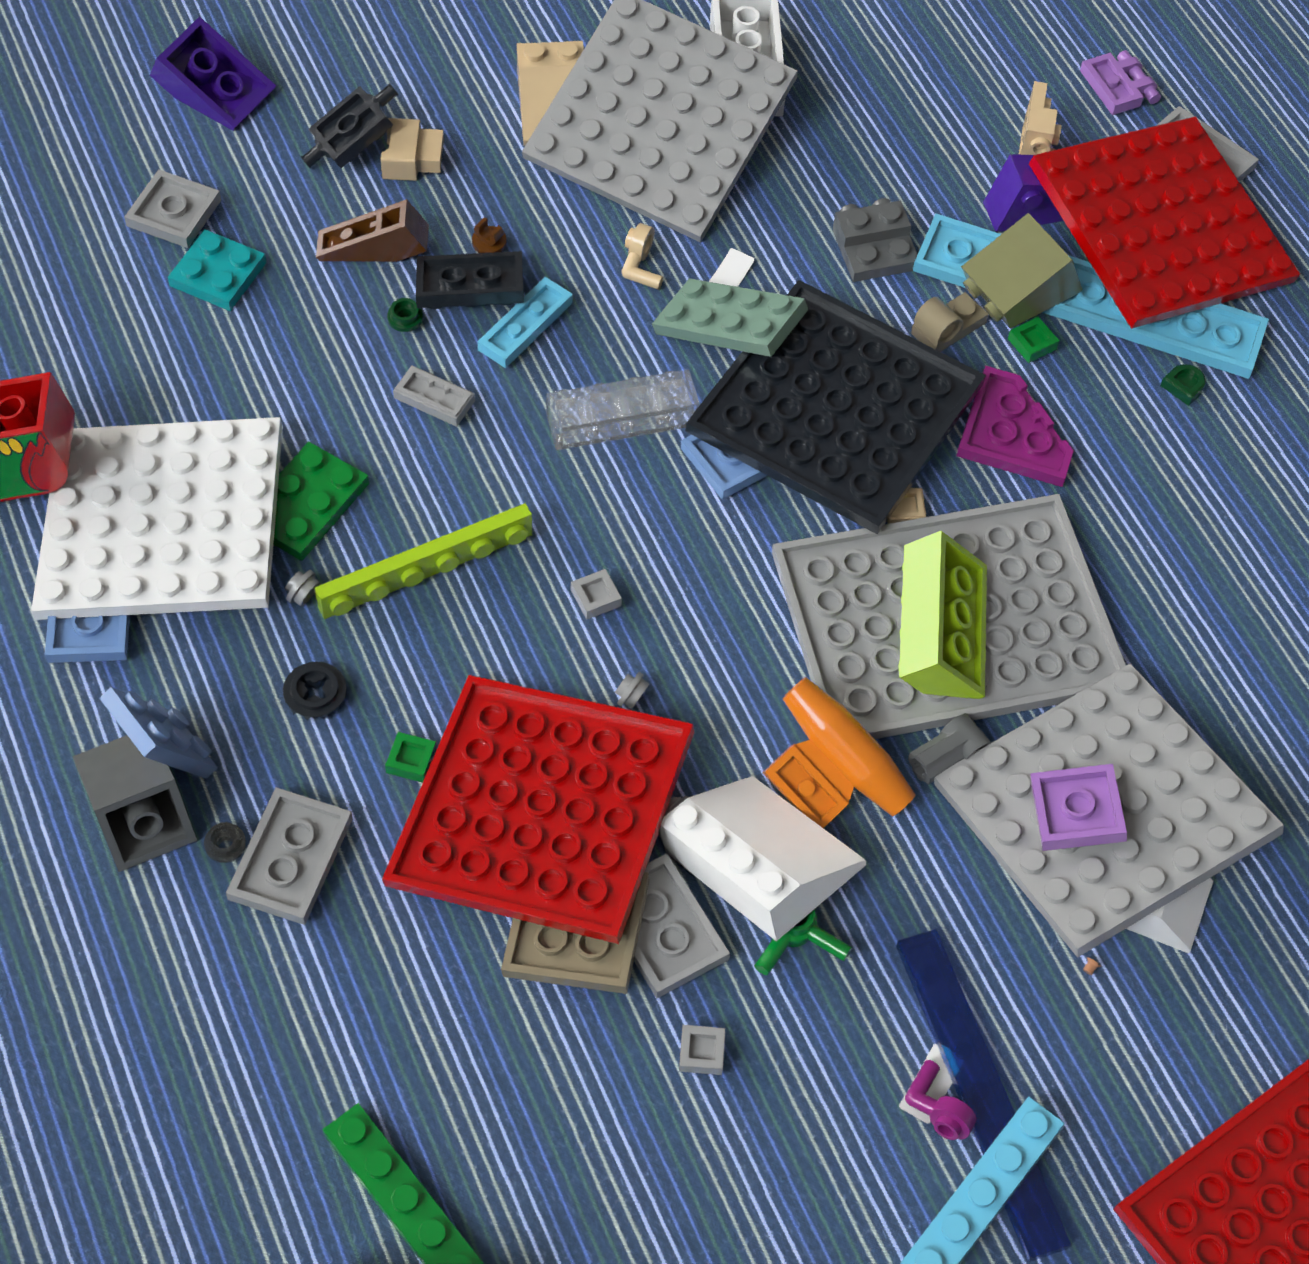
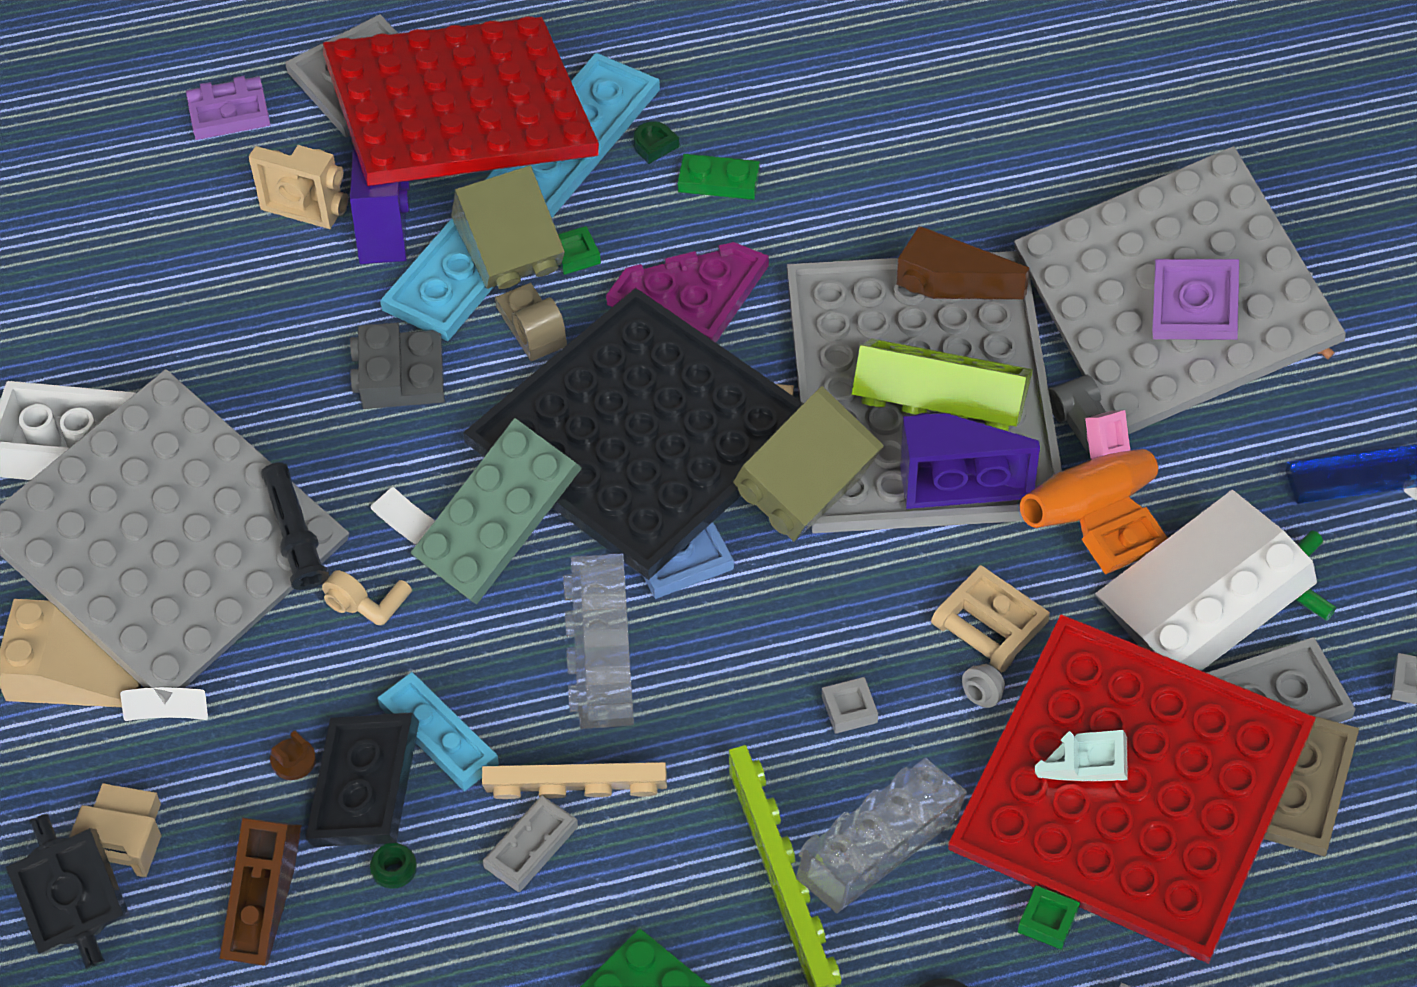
camera: 75 degrees left, 5 degrees down
(461, 616) = (879, 834): none -> clear brick
(491, 404) = (555, 780): none -> tan plate
(518, 141) = (146, 704): none -> white sticker
(552, 759) = (1088, 758): none -> light aqua slope
(666, 194) = (297, 542): none -> black pin
(715, 698) = (999, 608): none -> tan plate
(807, 513) = (808, 464): none -> olive slope
(835, 619) = (963, 462): none -> dark purple slope
(910, 753) = (1107, 433): none -> bright pink plate
(1076, 614) = (956, 270): none -> reddish brown slope
(1157, 437) = (719, 176): none -> green plate

